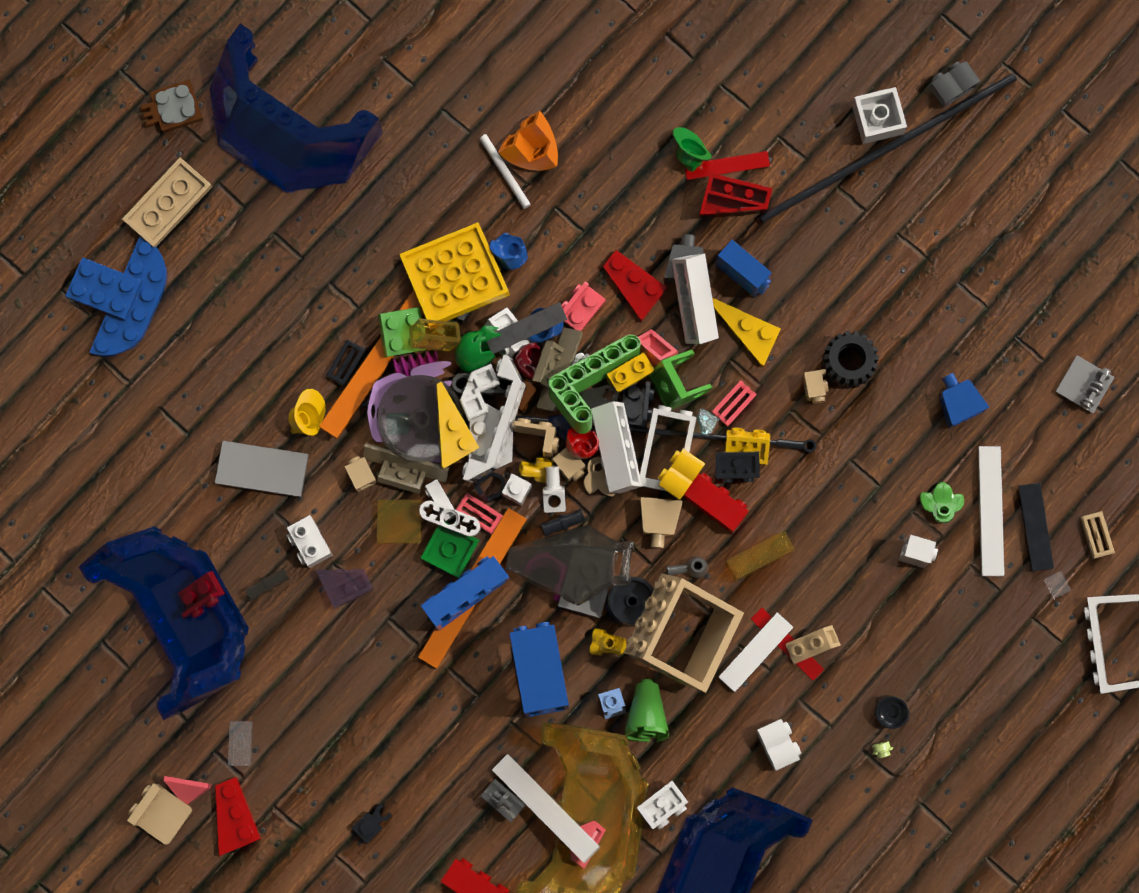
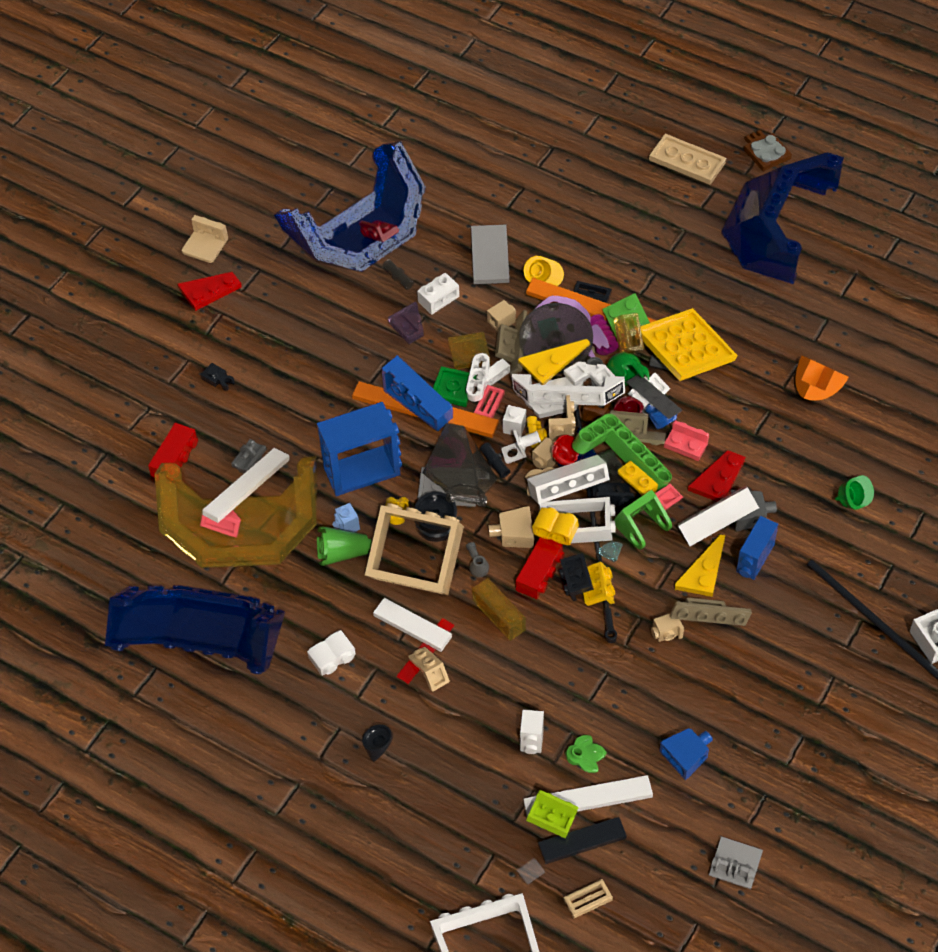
camera: 80 degrees right, 25 degrees down
(125, 297) = (604, 147): blue plate -> none
(186, 789) = (226, 255): coral slope -> none
(240, 743) = (268, 282): clear plate -> none
(491, 498) = (507, 392): black piece -> none
(505, 171) = (785, 371): white bar -> none
(509, 251) = (718, 378): blue hair -> none
(662, 805) = (261, 572): white bracket -> none
(730, 165) = (852, 531): red sticker -> none
(733, 196) = (820, 529): red wedge -> none
(746, 389) = (635, 567): coral tile -> none
(805, 339) = (710, 611): none -> dark tan bracket
(862, 347) = (699, 663): black tyre -> none
(882, 749) = (342, 739): yellowish green plate -> none
(1011, 551) = (552, 813): none -> lime bracket

